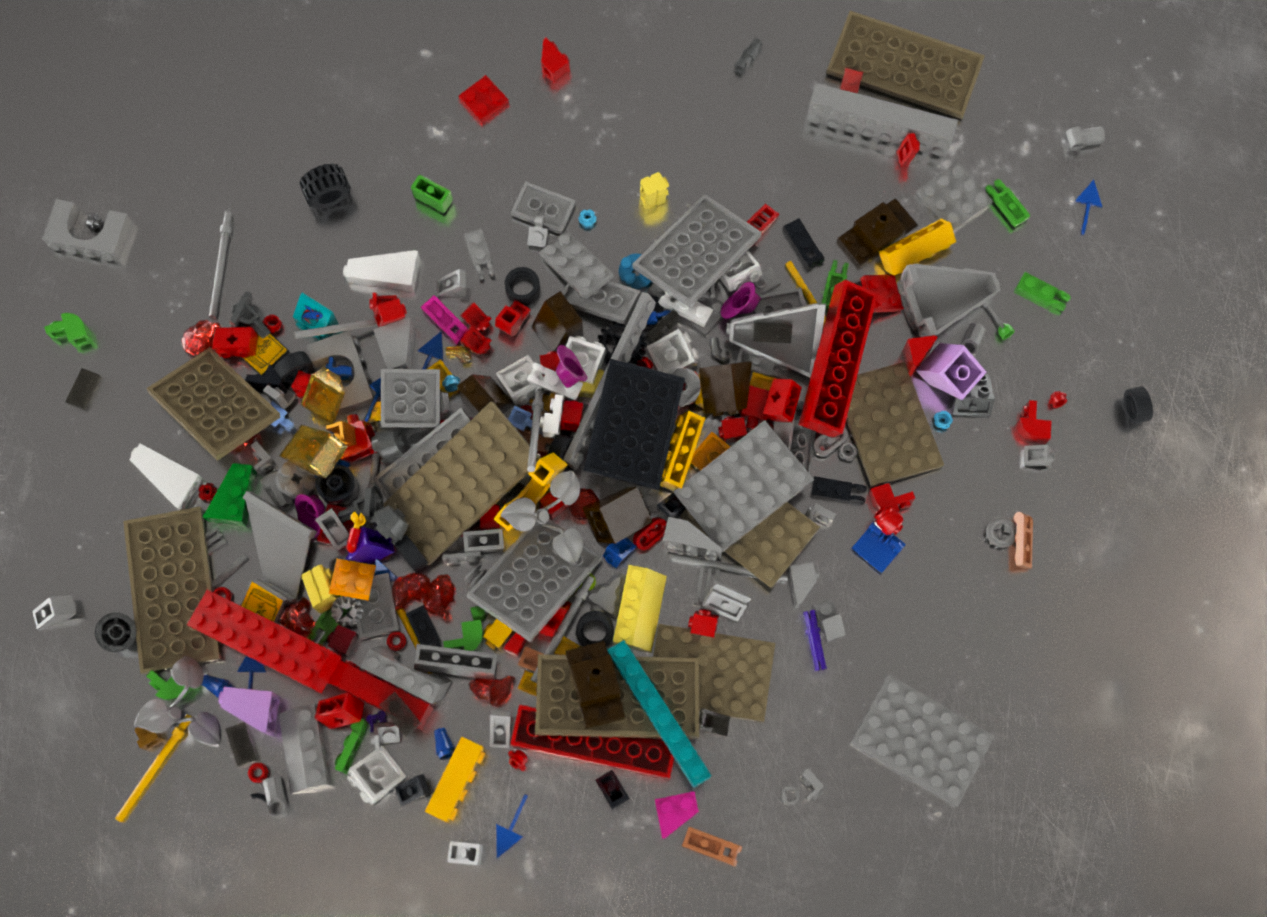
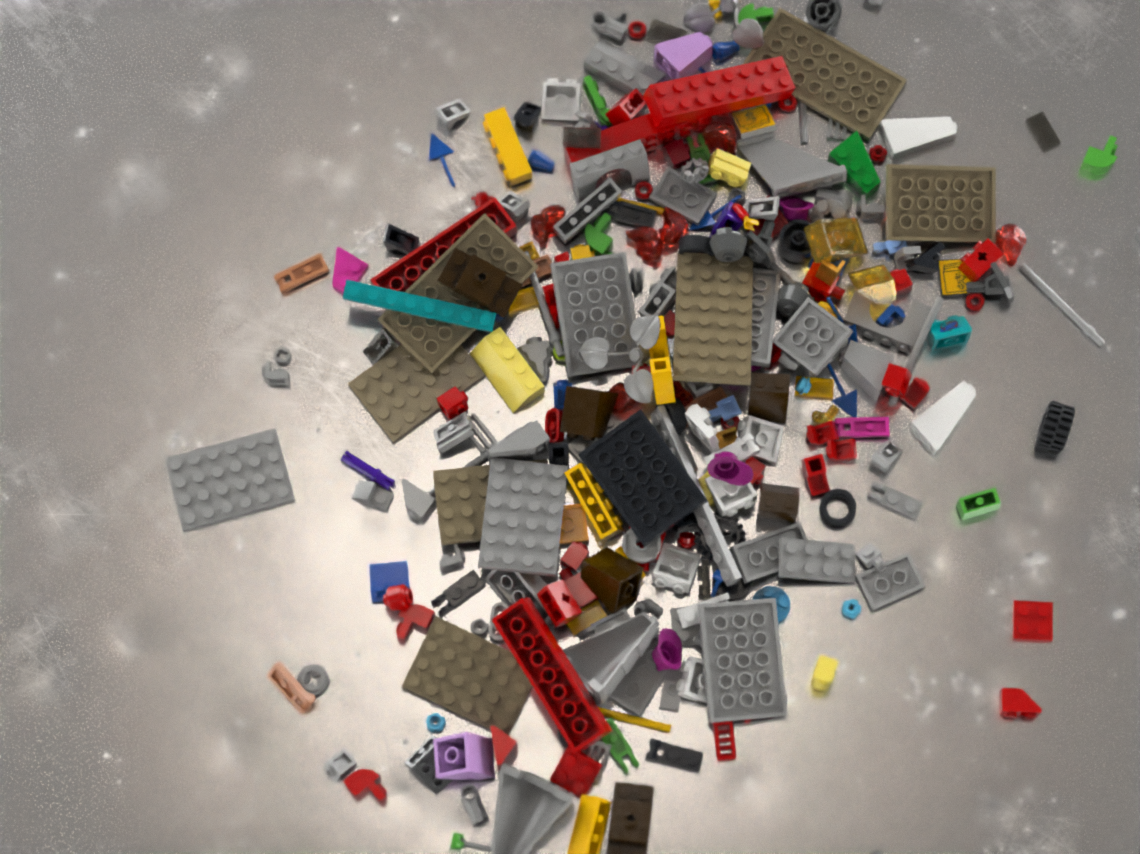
camera: 135 degrees right, 0 degrees up
(290, 365) = (921, 284): black tyre -> none
(352, 579) = (713, 191): light orange plate -> none
(537, 407) = (723, 424): light grey bar -> none
(571, 415) = (694, 445): red brick -> none
(594, 615) = (527, 332): black tyre -> none
(772, 332) = (619, 651): clear smoke plate -> none
(1058, 399) = (367, 825): red plate -> none

